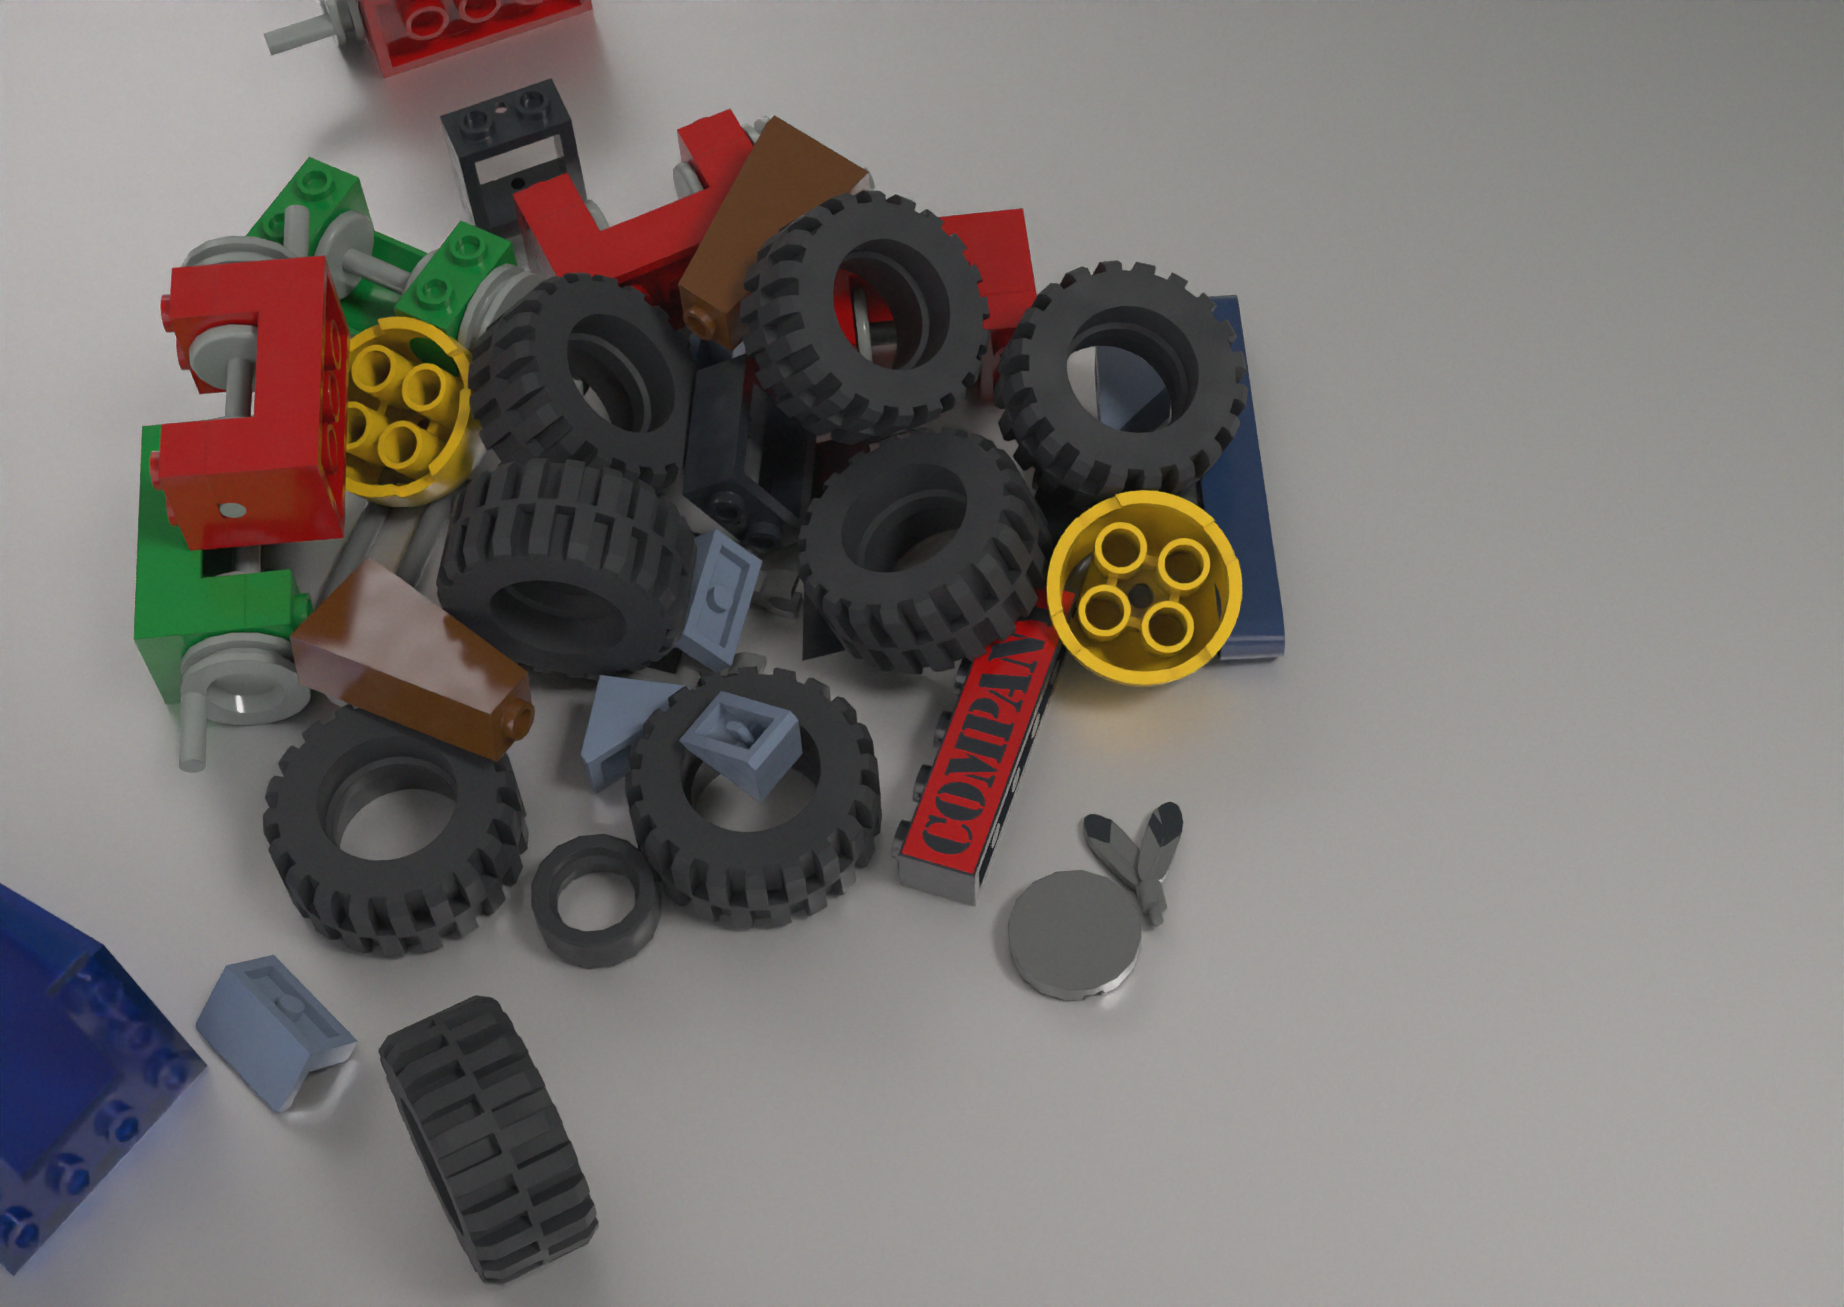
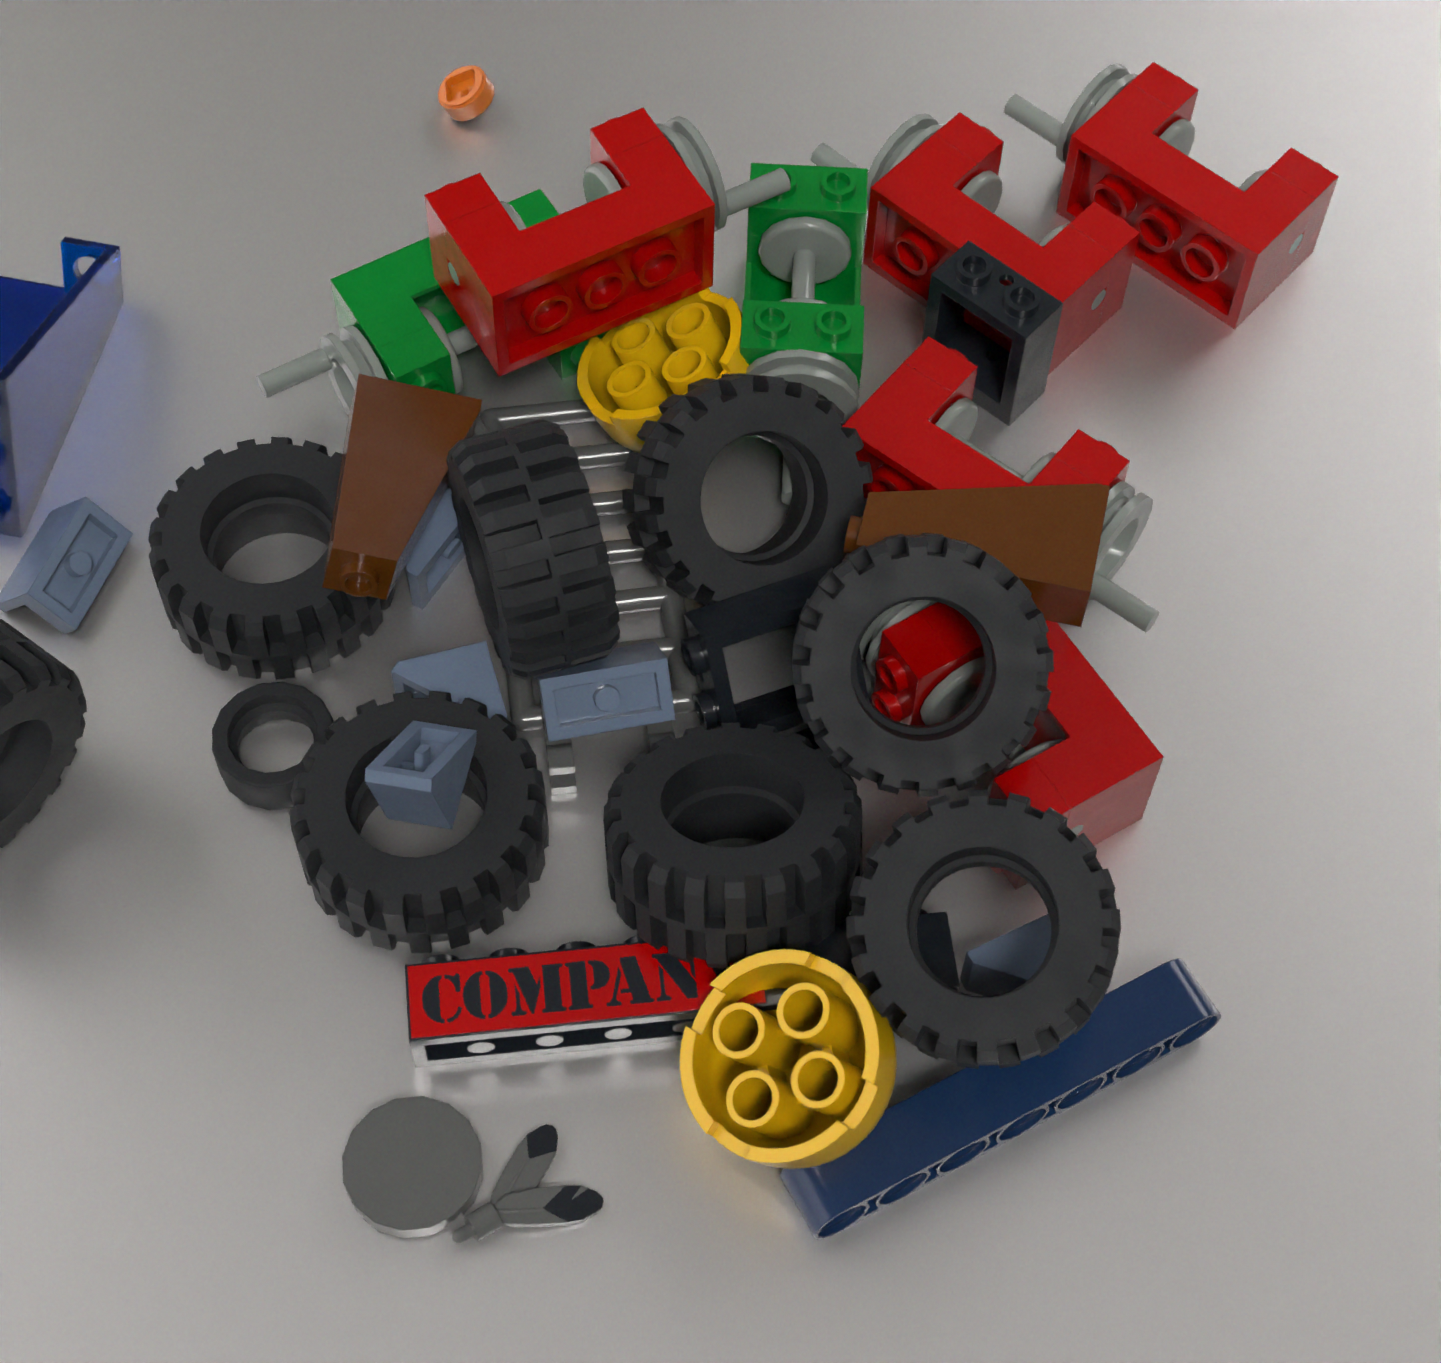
camera: 60 degrees right, 0 degrees up
(399, 142) = (941, 188): none -> red piece

